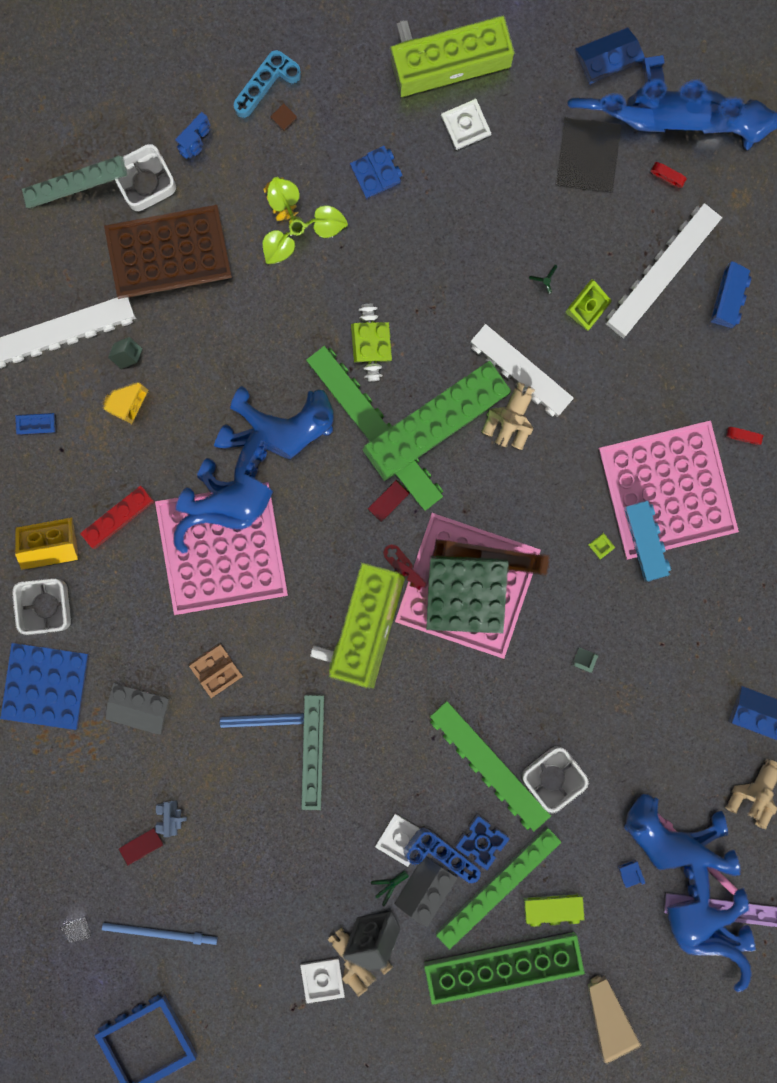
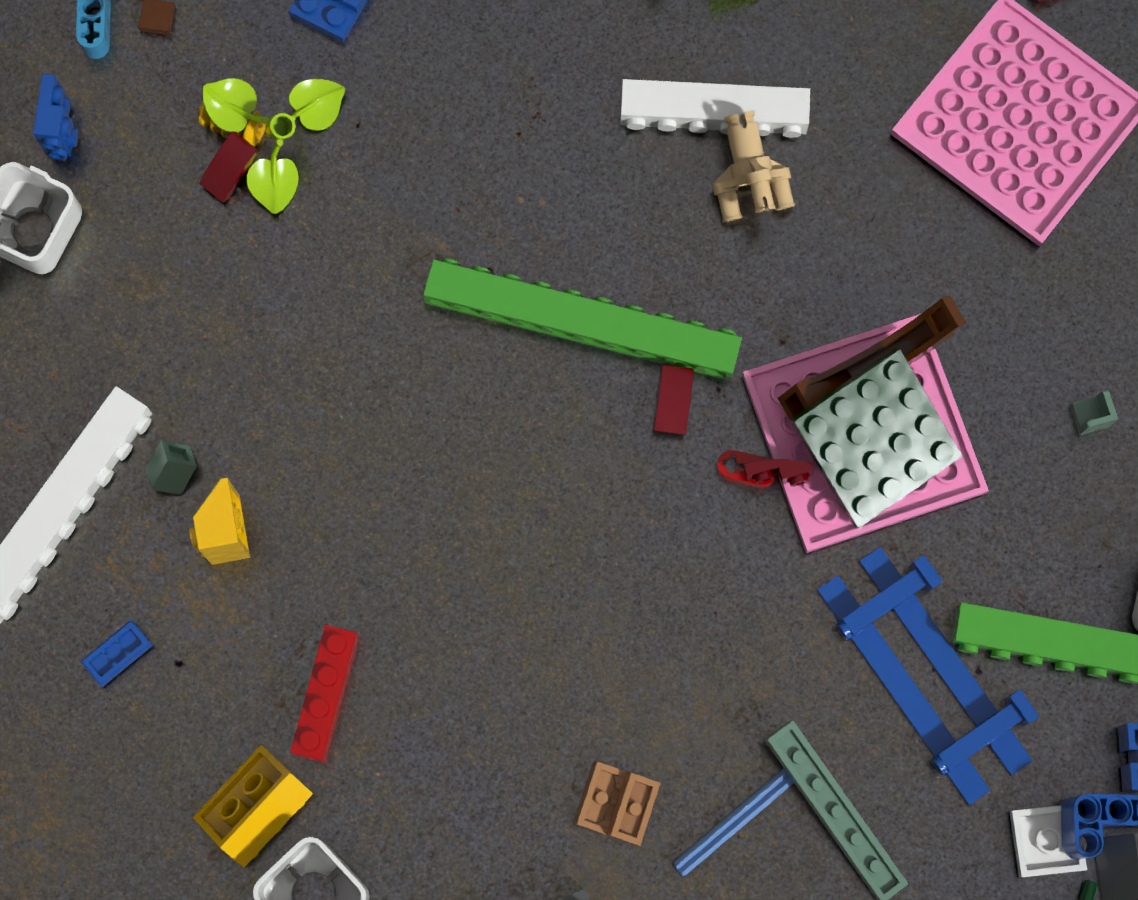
camera: 40 degrees left, 10 degrees down
(167, 251) = (130, 292): reddish brown plate -> none
(221, 562) = (499, 631): bright pink plate -> none
(245, 499) = (483, 528): blue animal -> none
(260, 223) = (228, 166): none -> dark red slope
(366, 627) = (796, 620): lime piece -> none
(371, 342) = (491, 213): lime plate -> none
(417, 769) = (991, 726): none -> blue fence
(436, 420) = (656, 246): bright green brick -> none
(601, 546) = (994, 253): lime tile -> none
(646, 541) = (1049, 197): dark azure brick -> none

